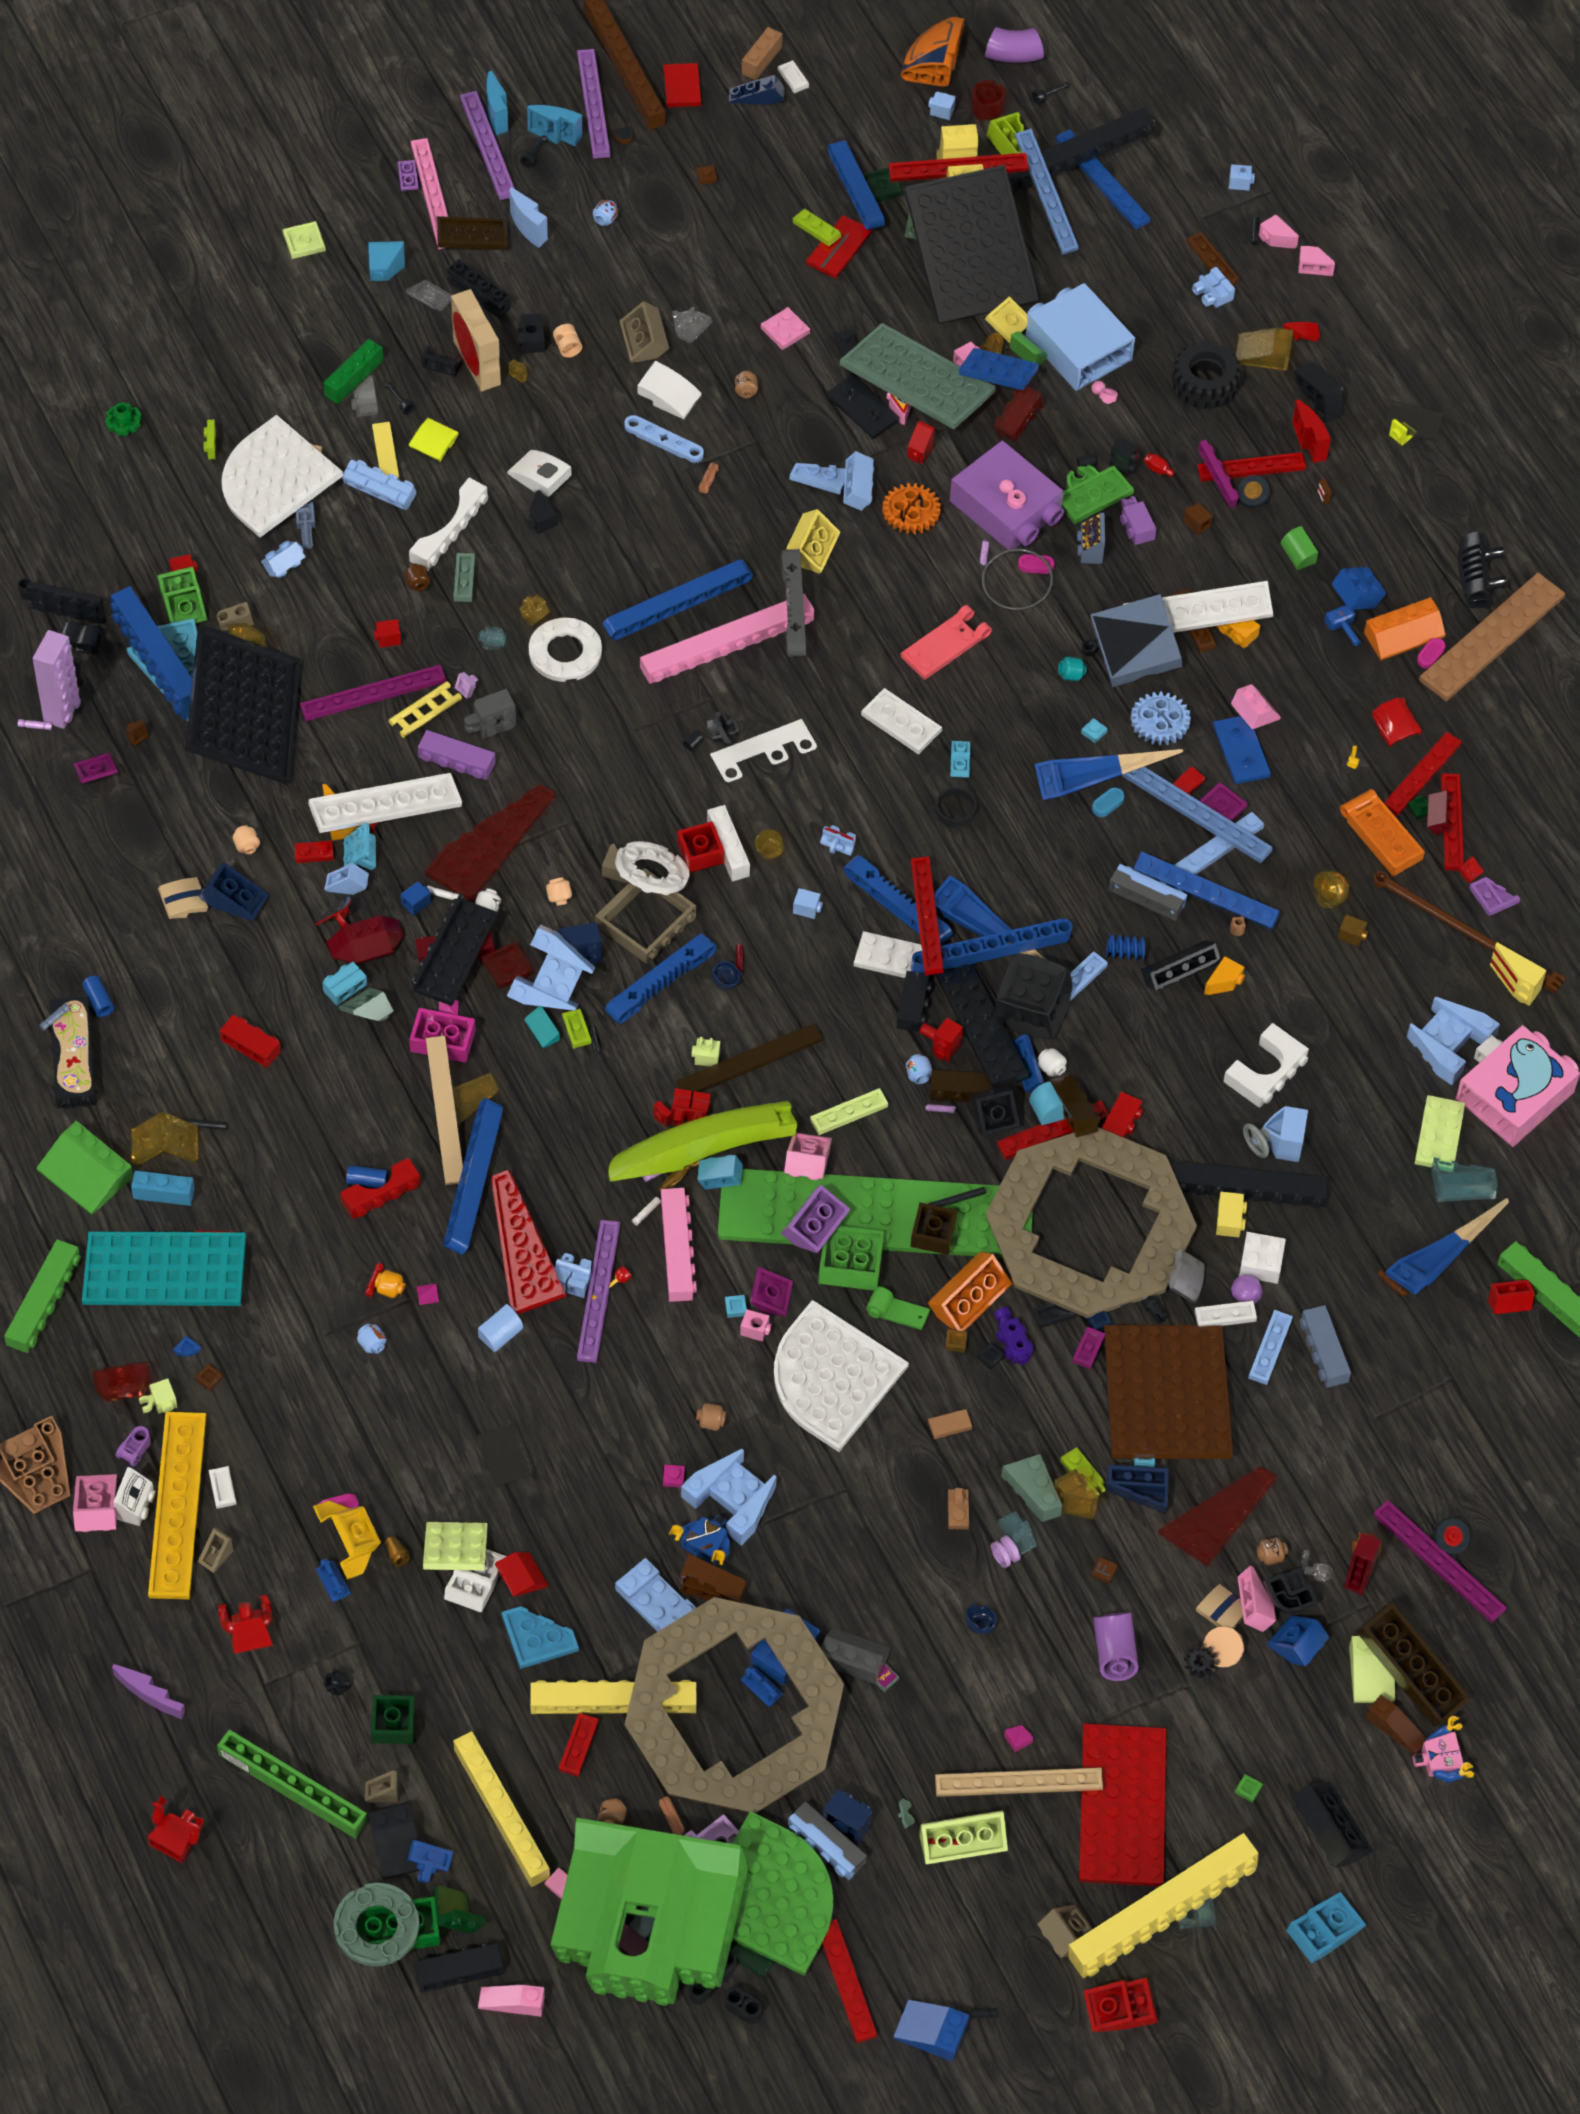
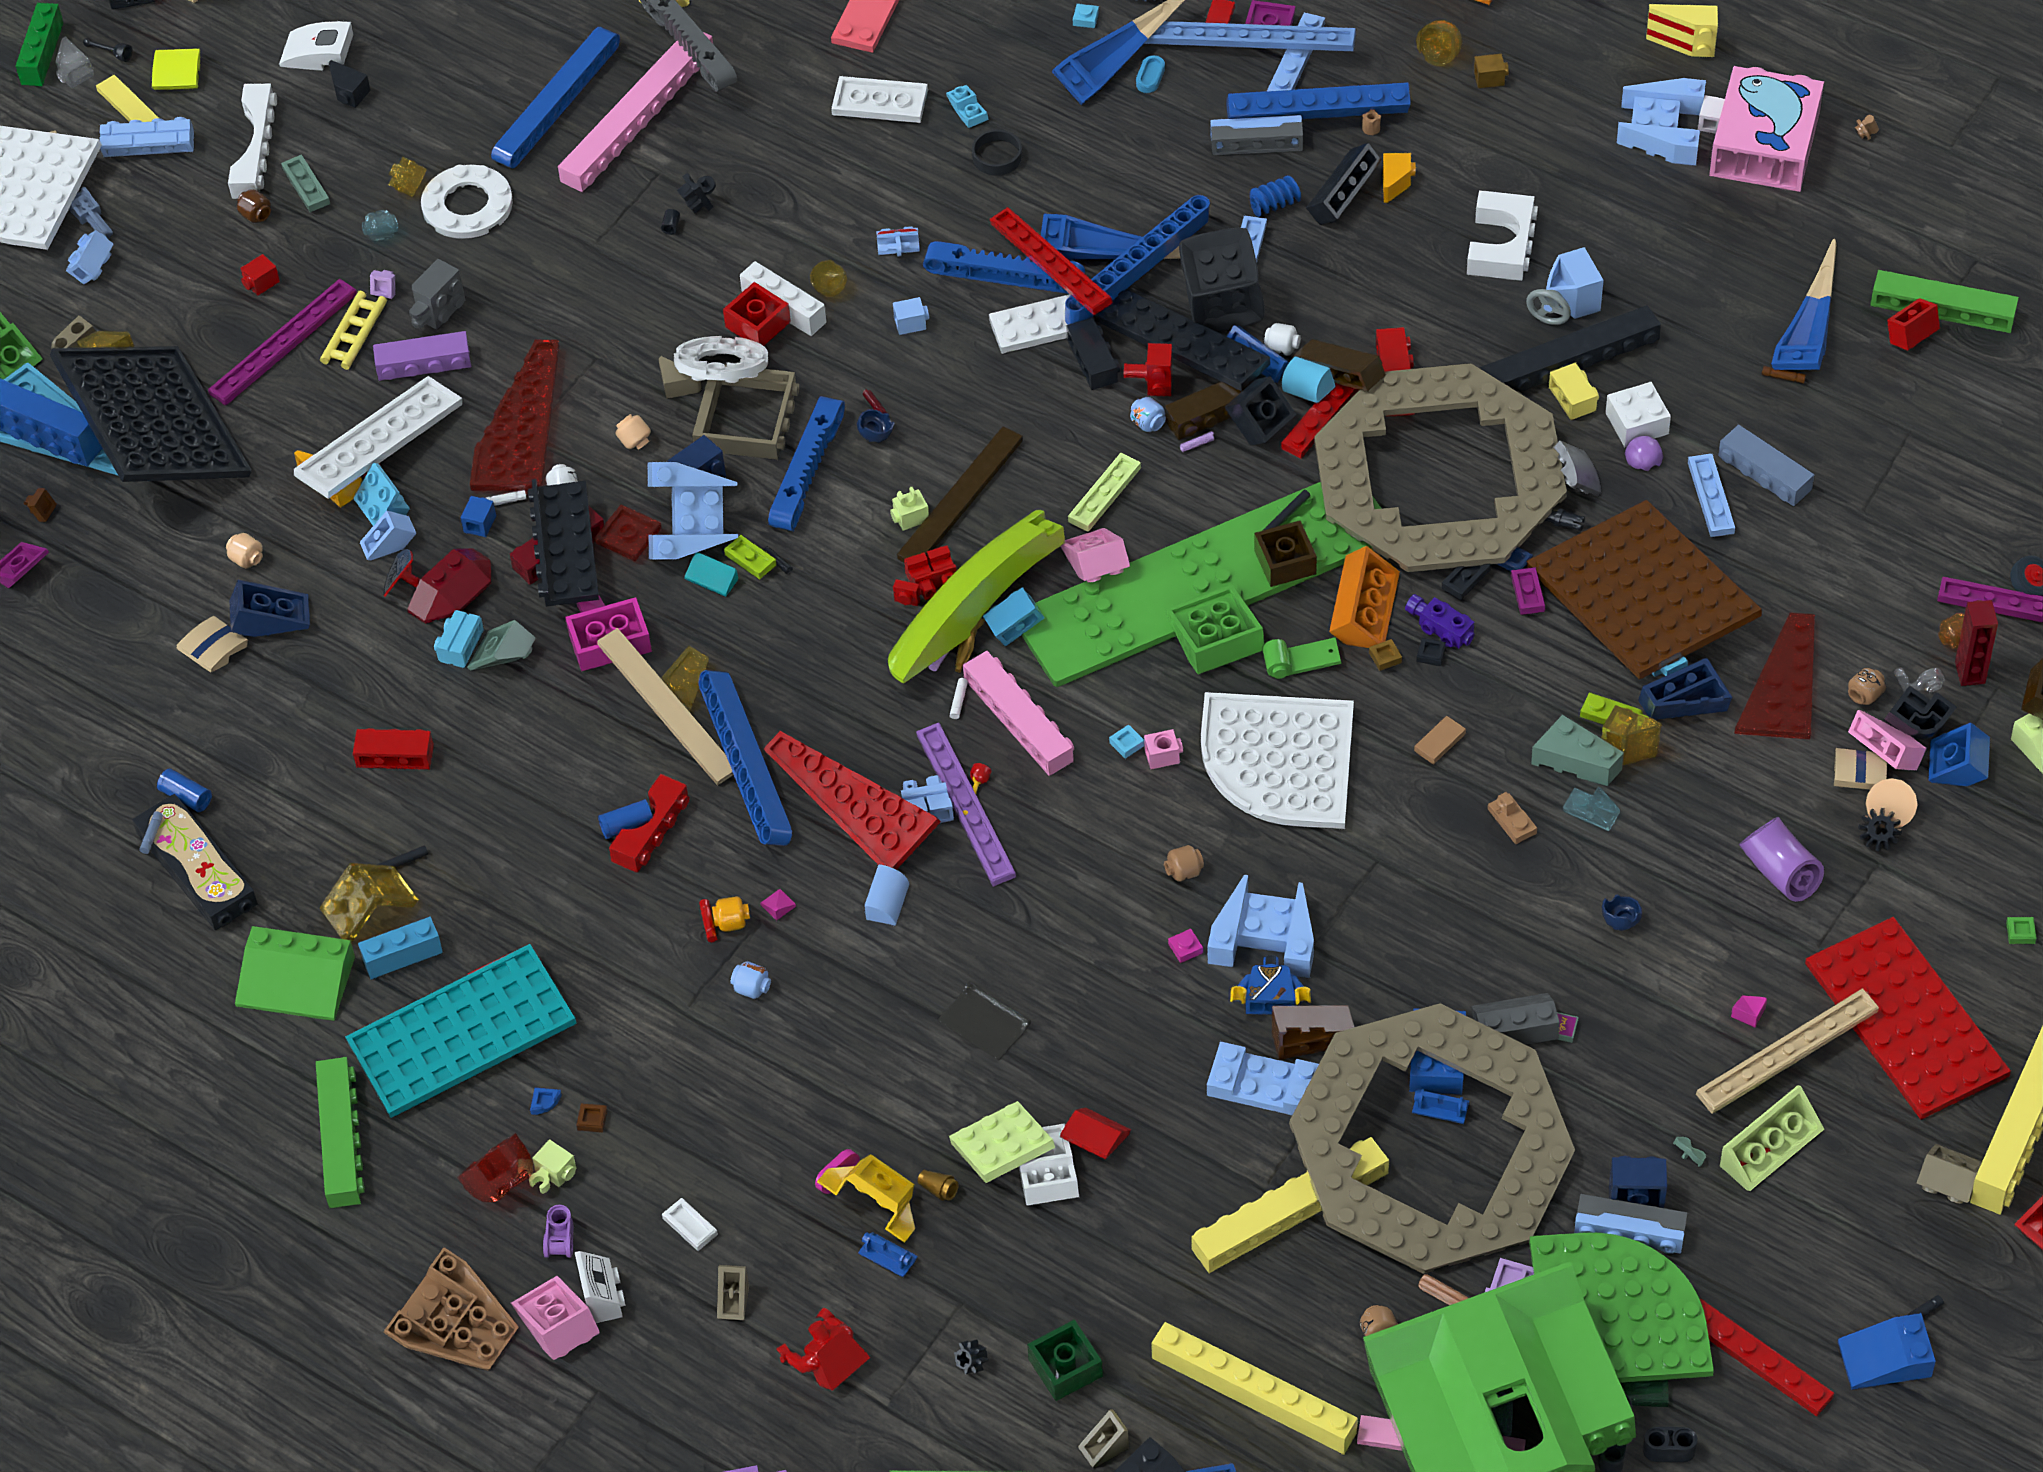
camera: 25 degrees left, 5 degrees down
(177, 1505) = (653, 1271): yellow plate -> none
(313, 851) = (328, 527): red plate -> none
(537, 1637) = (1159, 1189): dark azure plate -> none
(578, 1744) = (1288, 1274): red plate -> none
(762, 743) = (750, 187): white piece -> none
(771, 1292) = (1155, 708): magenta slope -> none
(815, 1220) = (1153, 609): medium lavender slope -> none
(1005, 1551) = (1596, 831): lavender wheel -> none
(1104, 1570) = (1709, 797): reddish brown tile -> none
(1226, 1314) = (1642, 487): white plate -> none
(1439, 1130) = (1720, 213): yellowish green plate -> none
(1462, 1182) = (1781, 244): clear light blue wedge -> none
(1552, 981) = (1482, 12): reddish brown hinge -> none

